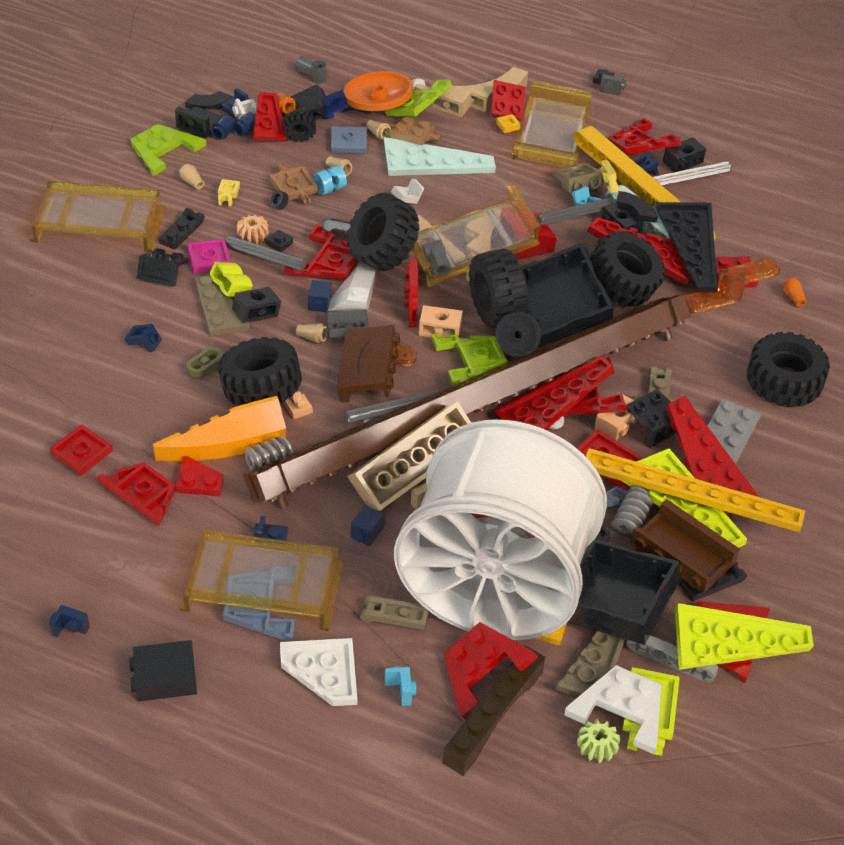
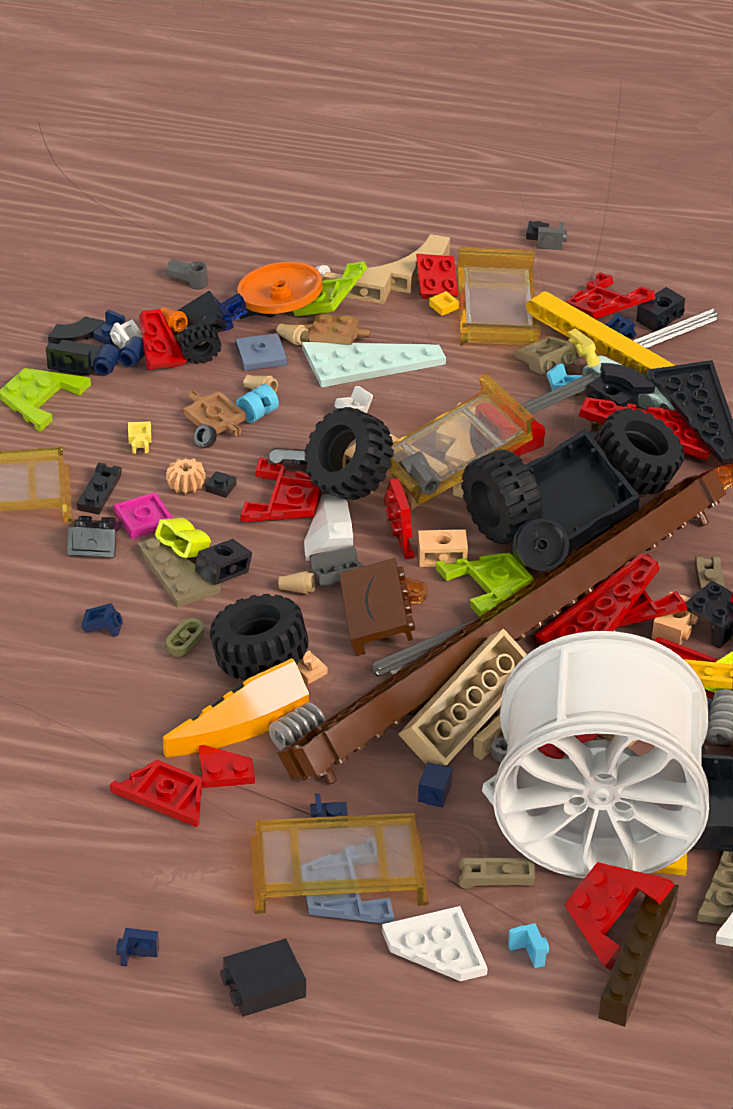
camera: 10 degrees left, 5 degrees down
(81, 449) = (78, 759): red plate -> none
(190, 175) = (88, 423): tan cone -> none
(266, 253) = (212, 500): dark grey axle -> none
(319, 295) = (292, 540): dark blue brick -> none

